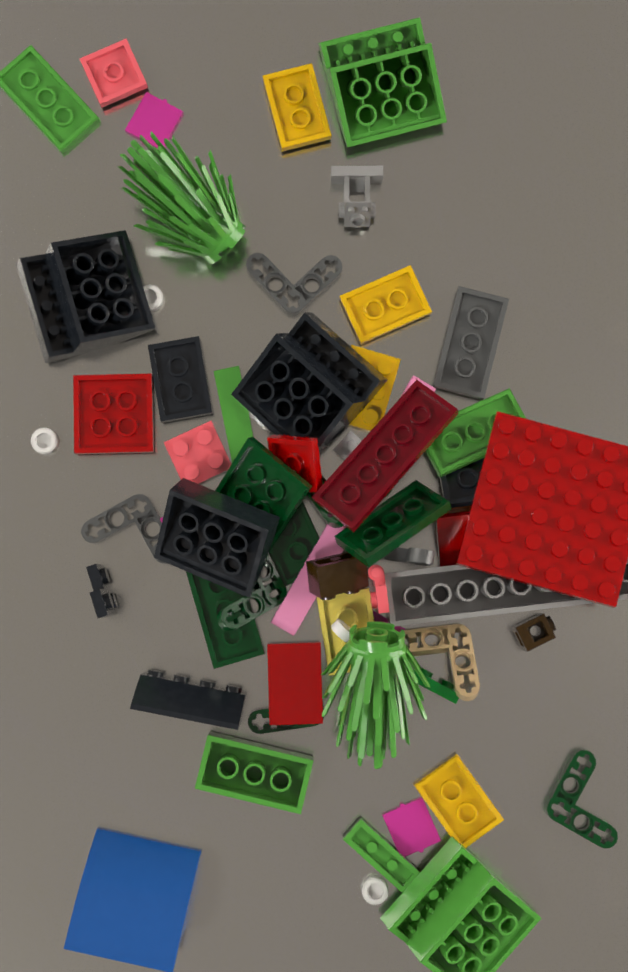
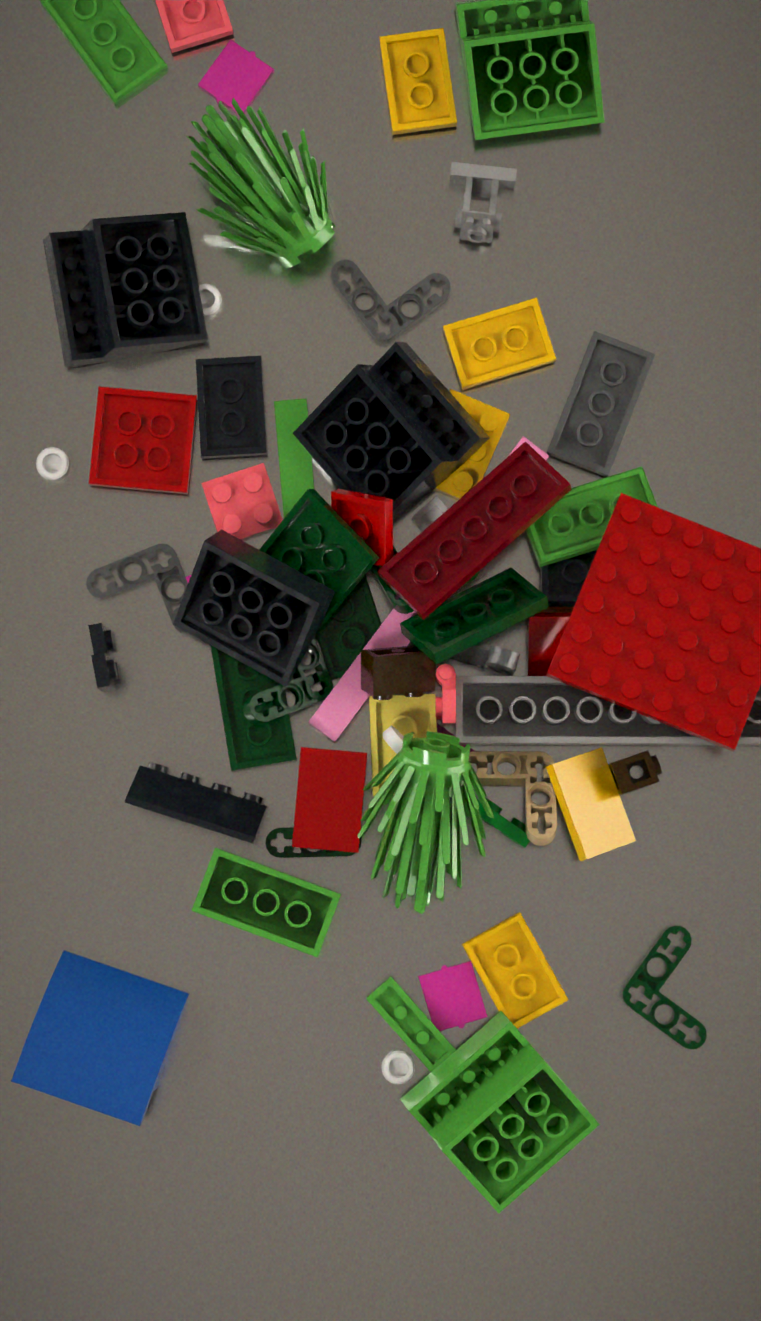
camera: 10 degrees right, 0 degrees up
(503, 661) = (590, 804): none -> yellow tile

